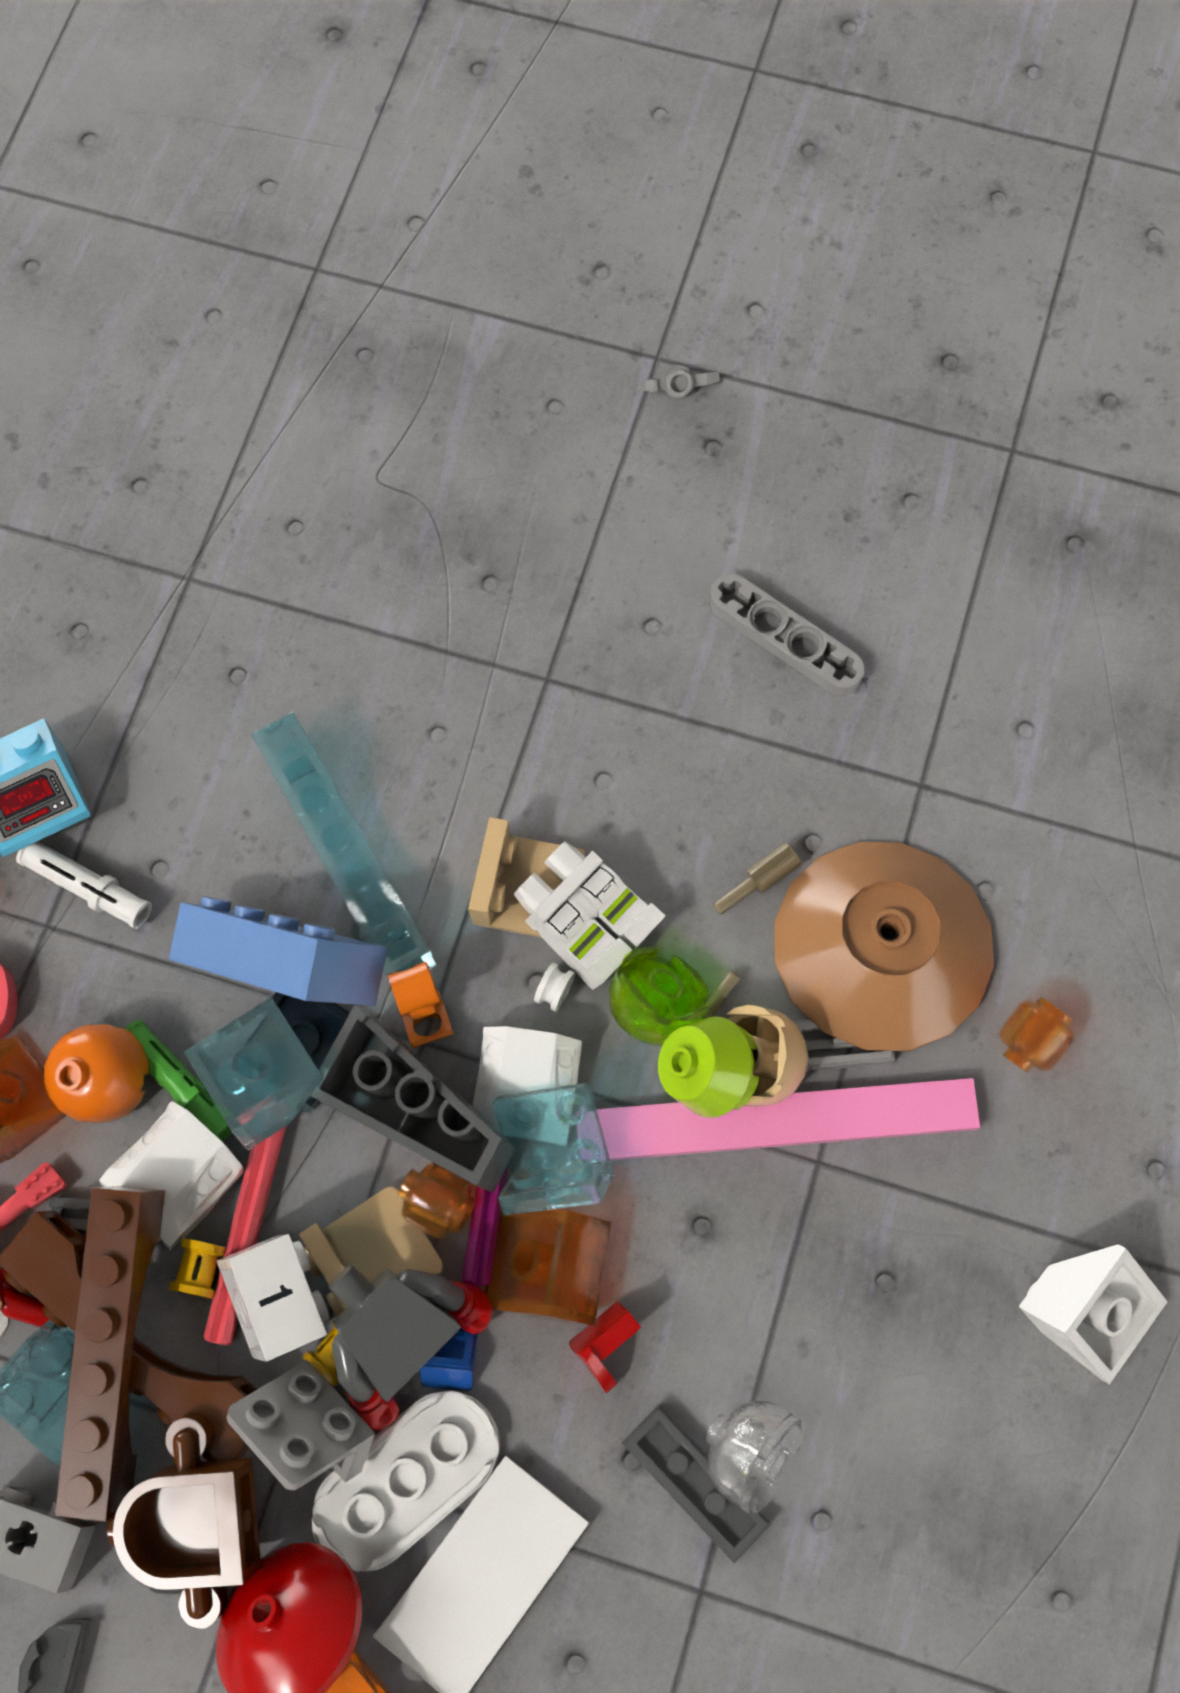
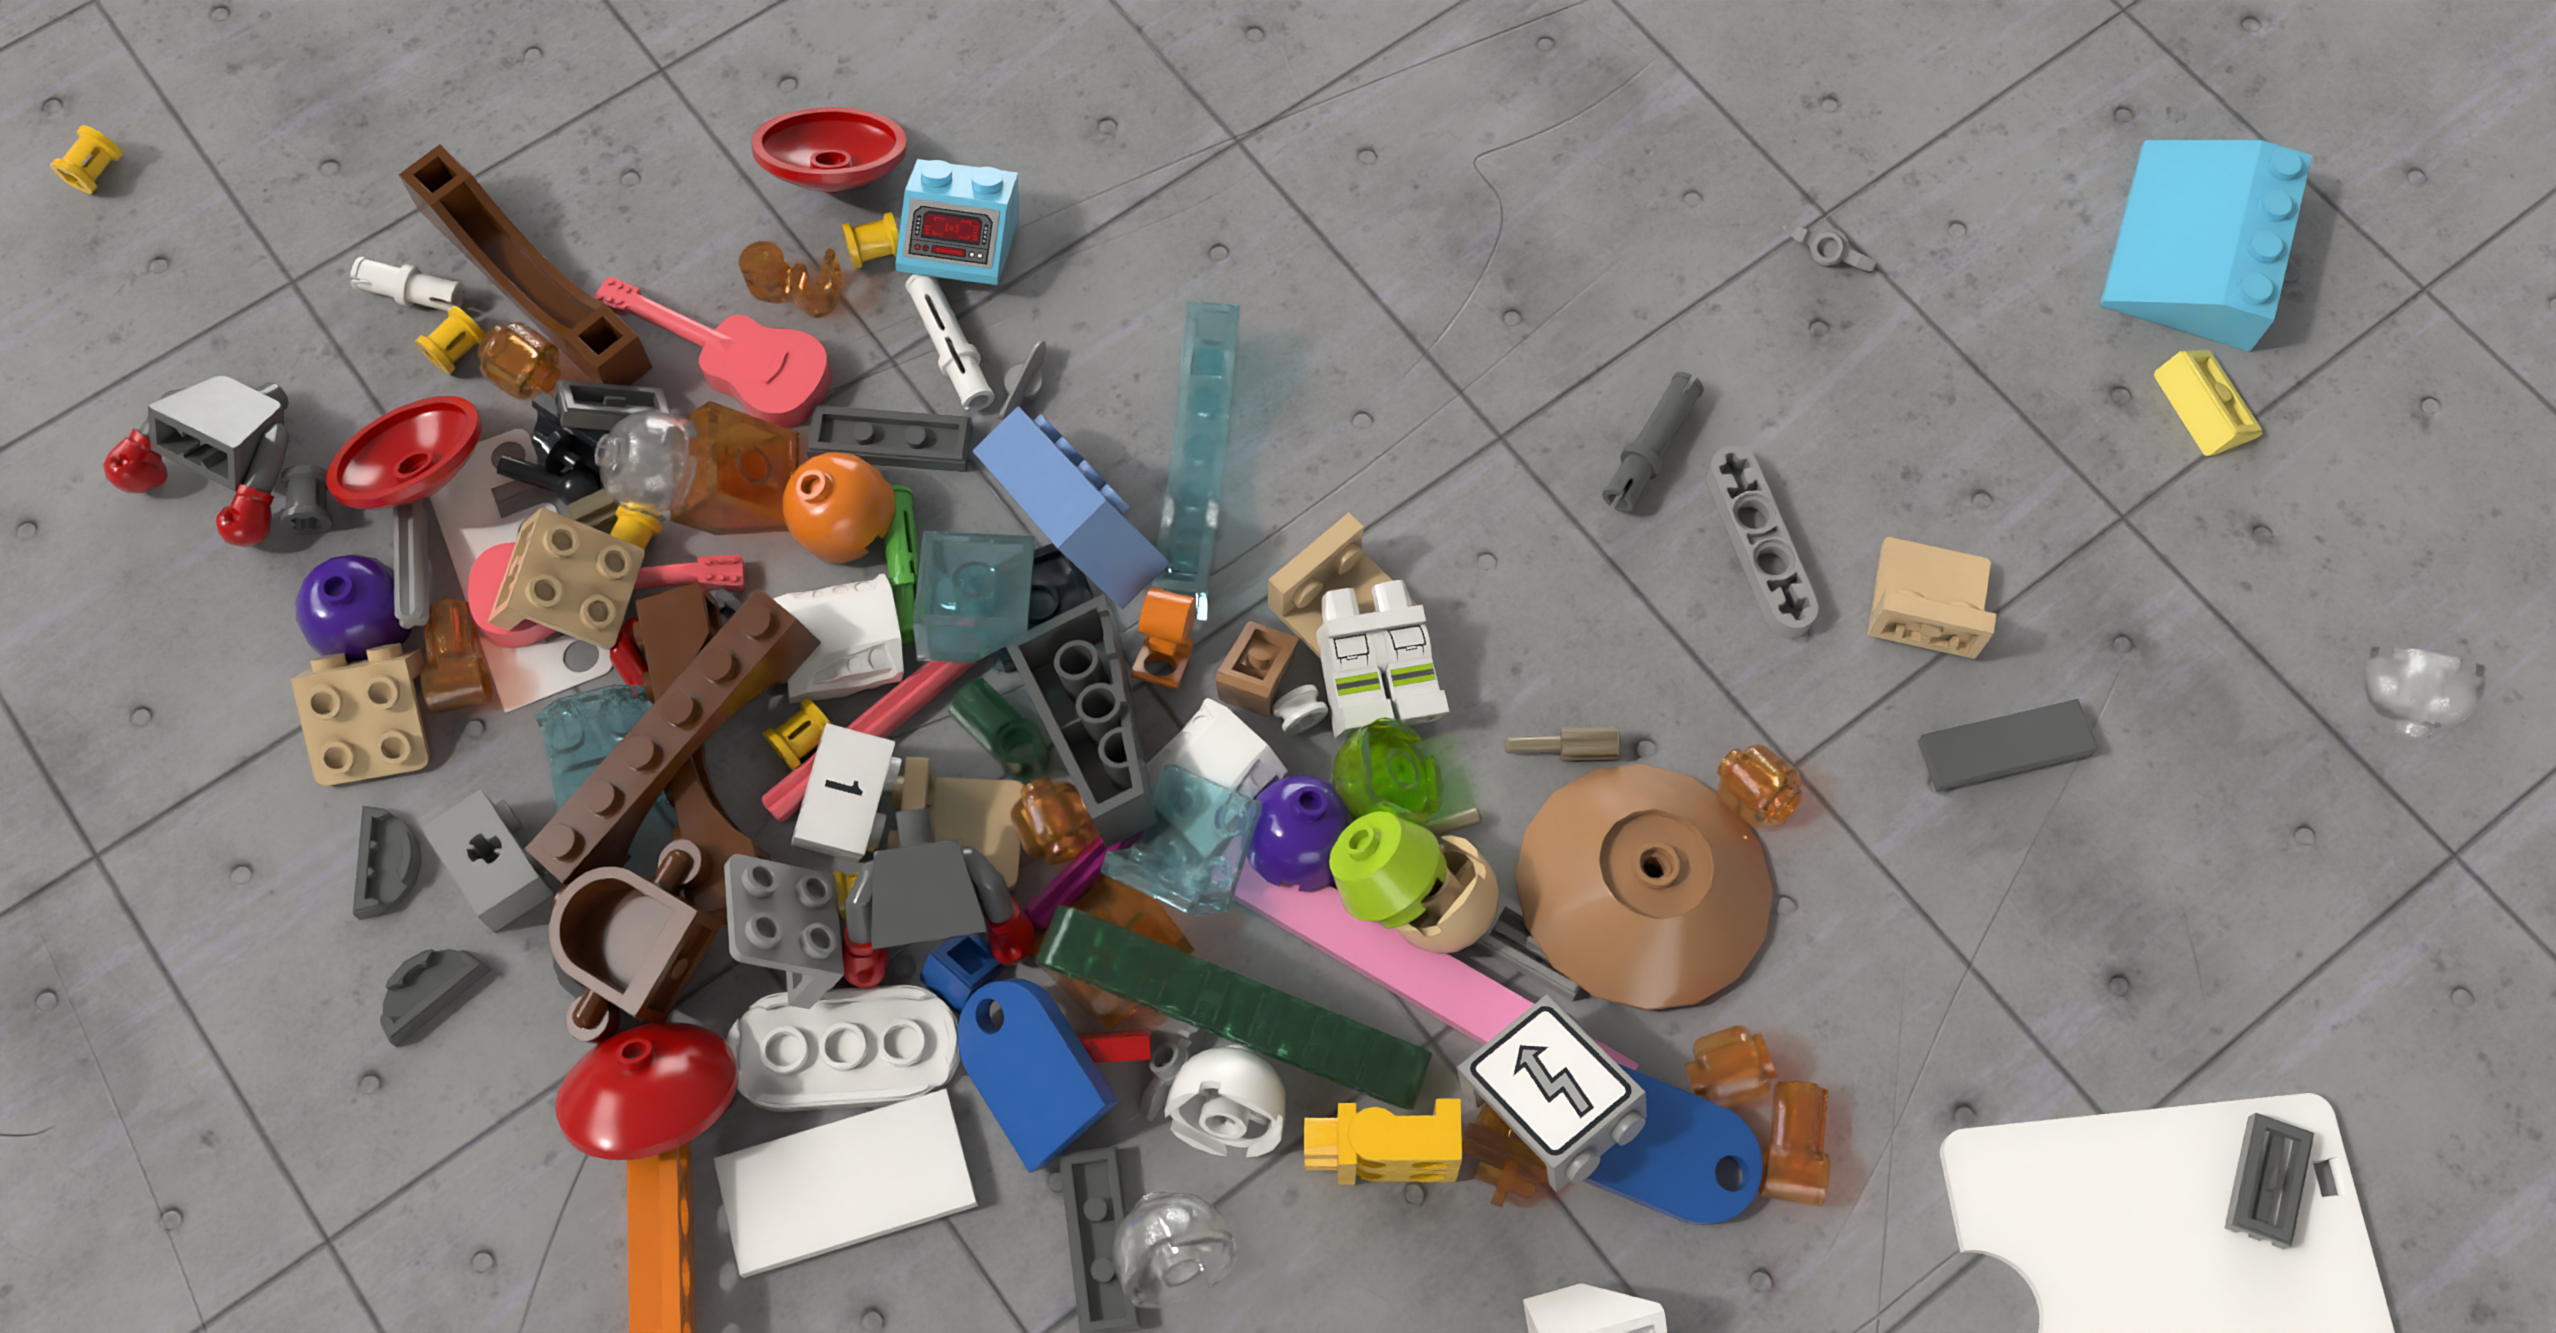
camera: 30 degrees right, 5 degrees down
(93, 990) = (892, 437): none -> dark grey tile
(164, 877) = (1024, 380): none -> light grey piece
(344, 1157) = (1000, 729): none -> clear green piece
(500, 975) = (1255, 668): none -> medium nougat slope
(559, 1397) = (1031, 1070): none -> blue tile
(623, 1080) = (1297, 832): none -> dark purple cylinder
(653, 1317) = (1165, 1065): none -> light grey piece
(662, 628) = (1643, 458): none -> dark grey pin
(672, 1249) = (1233, 1007): none -> clear green beam
(713, 1313) = (1229, 1100): none -> white cylinder
(851, 1268) = (1386, 1145): none -> yellow hips
(912, 817) = (1759, 786): none -> clear orange head
(931, 206) = (2207, 236): none -> medium azure slope
(931, 598) = (1931, 598): none -> tan bracket
(940, 1144) = (1555, 1091): none -> panel
(958, 1195) = (1490, 1142): none -> clear orange hips
(1011, 329) = (2207, 401): none -> light yellow slope
(1031, 1125) = (1676, 1157): none -> blue tile
(1052, 670) = (2007, 745): none -> dark grey tile
(1123, 1071) = (1794, 1157): none -> clear orange piece

